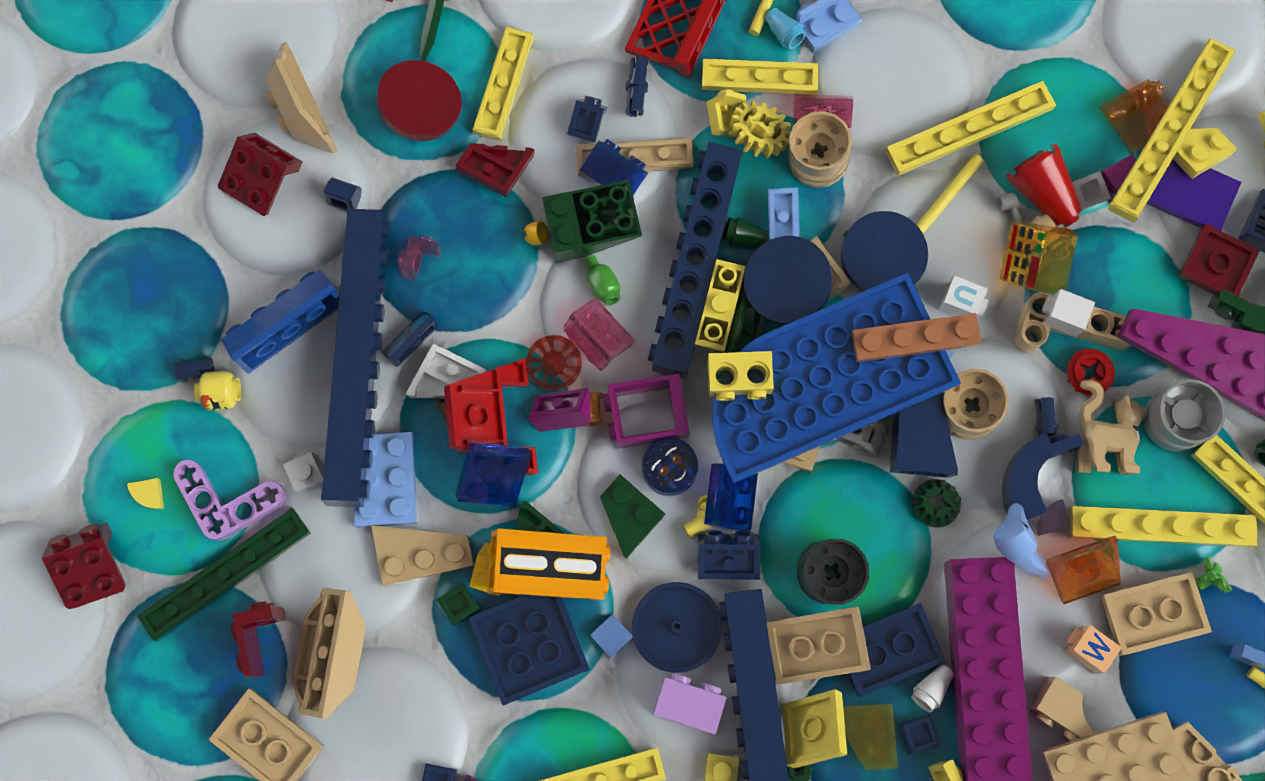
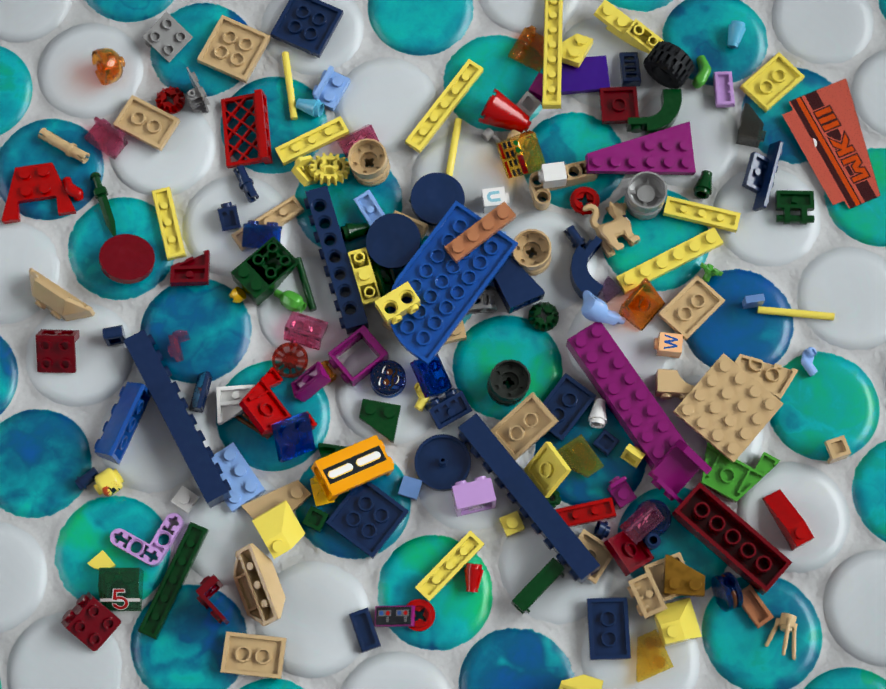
camera: 30 degrees left, 5 degrees down
(148, 545) = (121, 588): none -> clear green slope
(399, 591) = (279, 529): none -> light yellow slope
(635, 270) = (305, 285): none -> dark green bar

